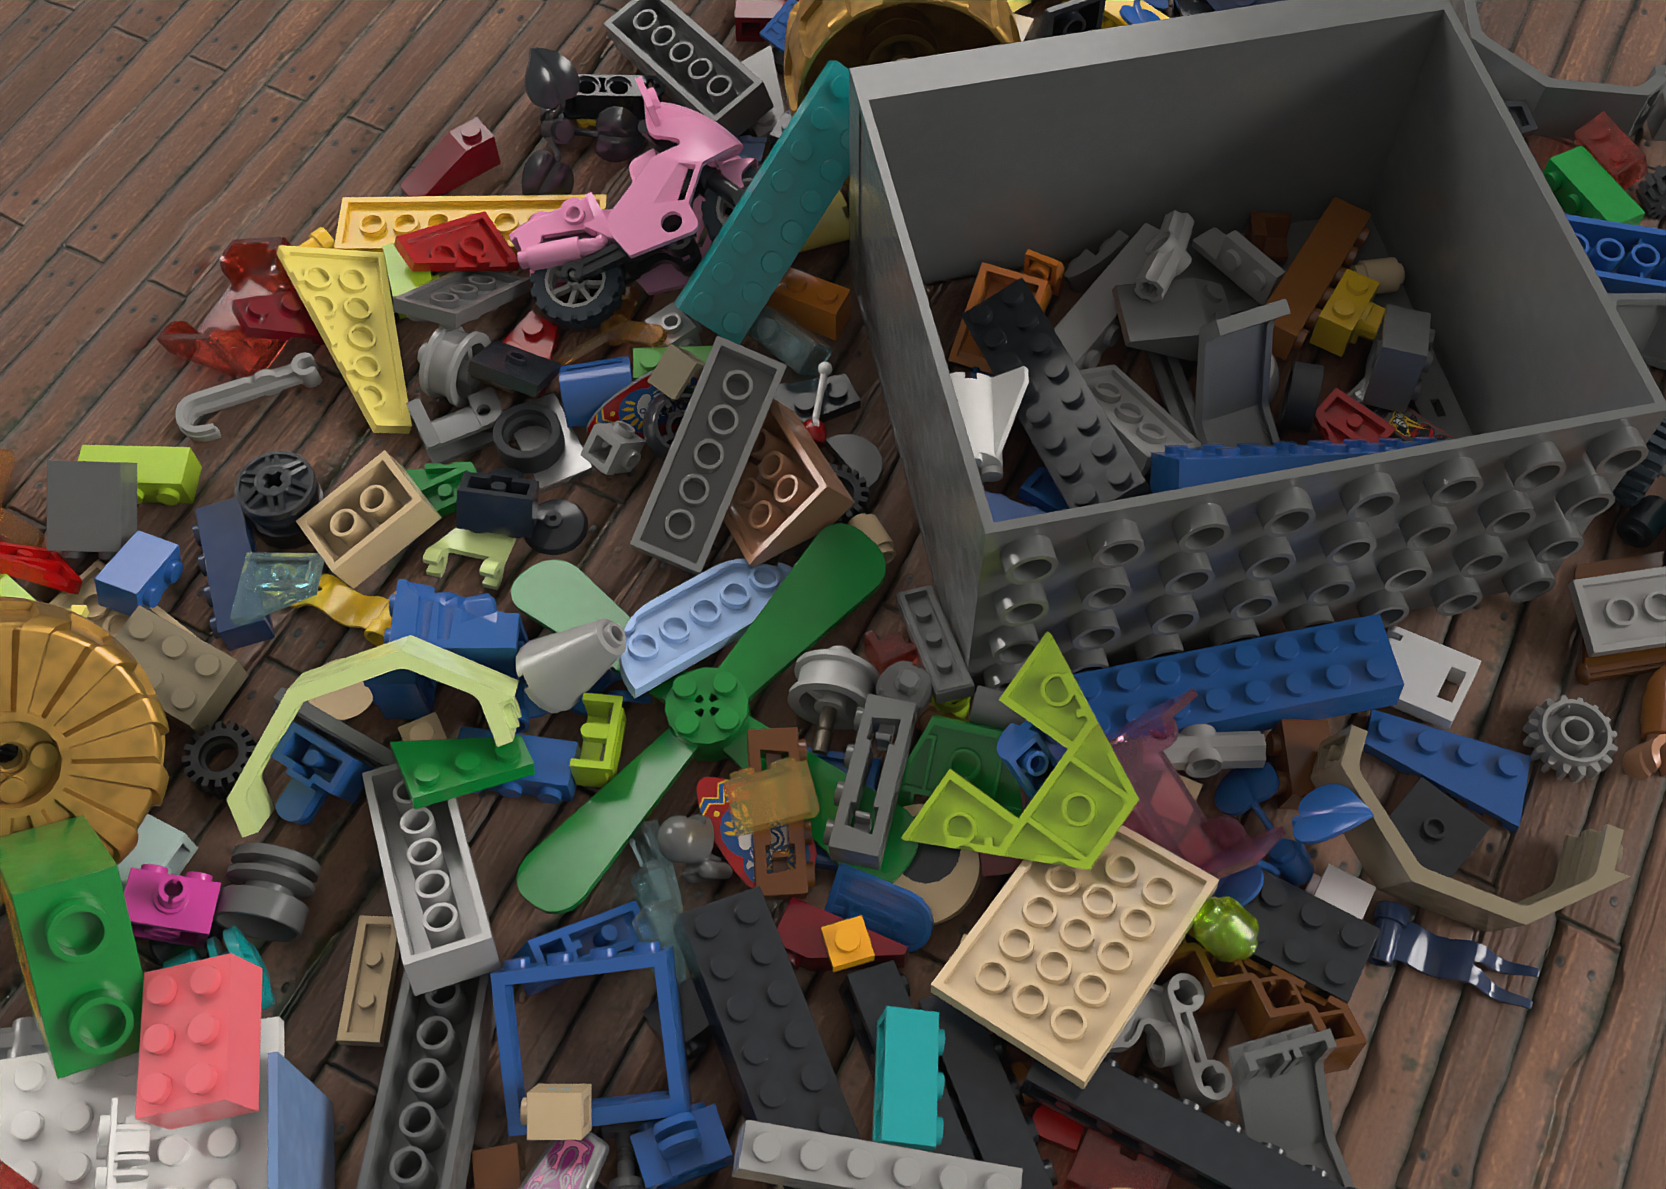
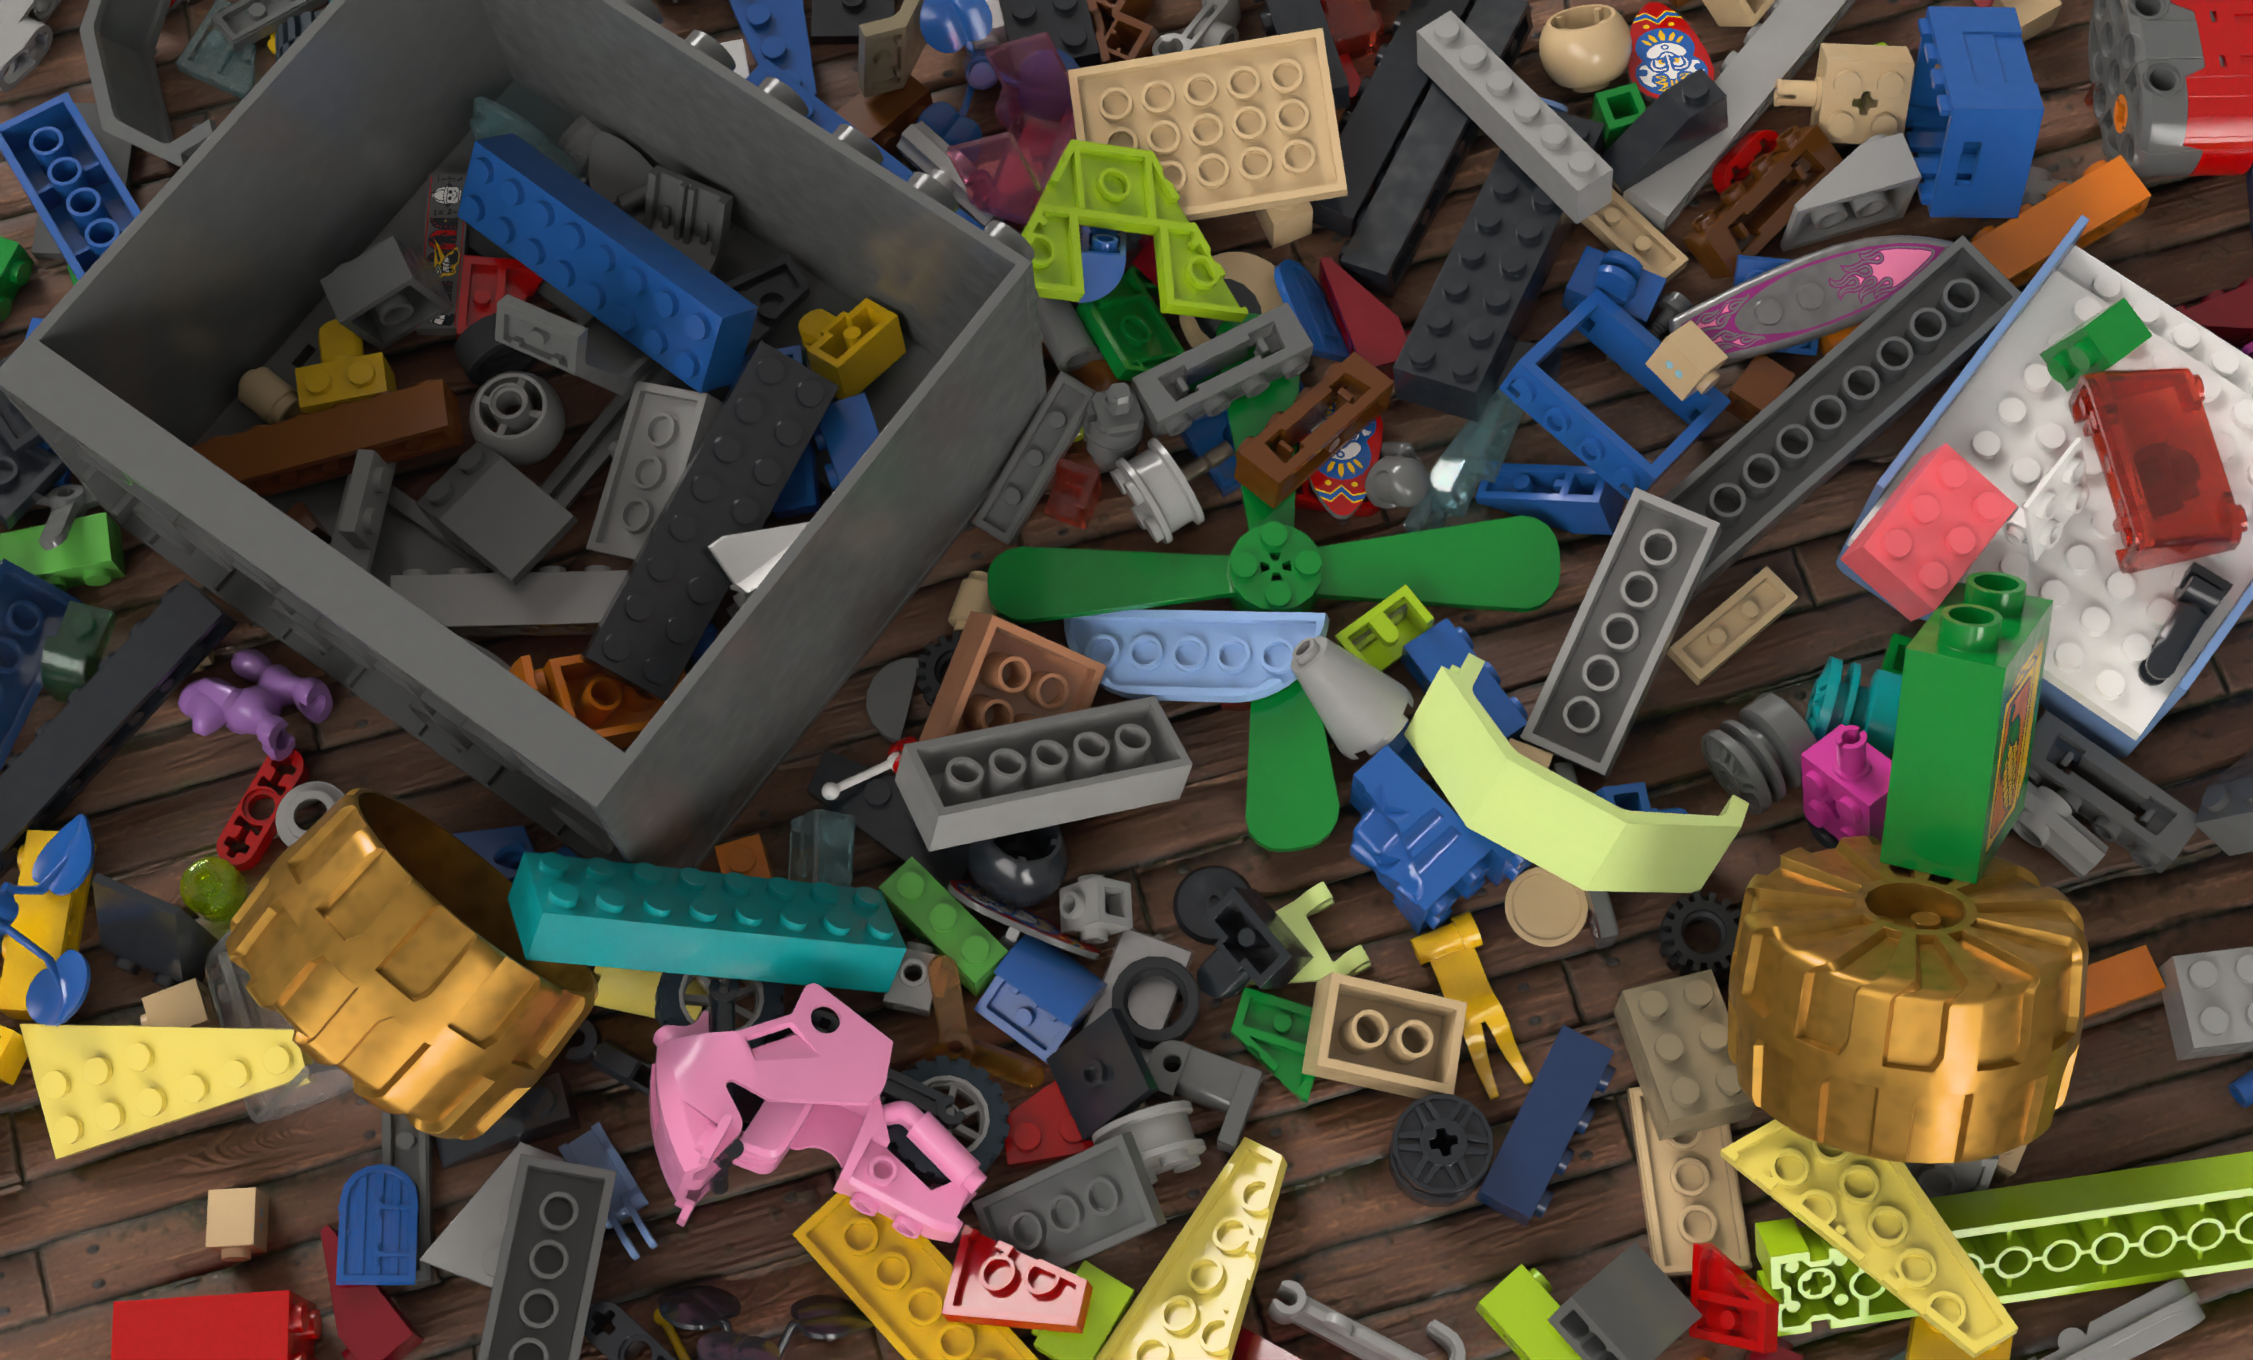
camera: 130 degrees left, 10 degrees up
(138, 574) = (1635, 1195): brick -> none
(274, 582) = (1525, 1040): clear light blue wing -> none
(457, 767) = (1531, 699): green wing -> none
(676, 371) = (982, 871): dark tan panel -> none
(770, 796) = (1320, 412): clear yellow brick -> none
(847, 943) = (1362, 295): light orange plate -> none
(908, 1079) = (1428, 160): teal brick -> none
(1166, 256) = (466, 543): light grey piece -> none
(1226, 929) = (1101, 39): clear neon green head -> none

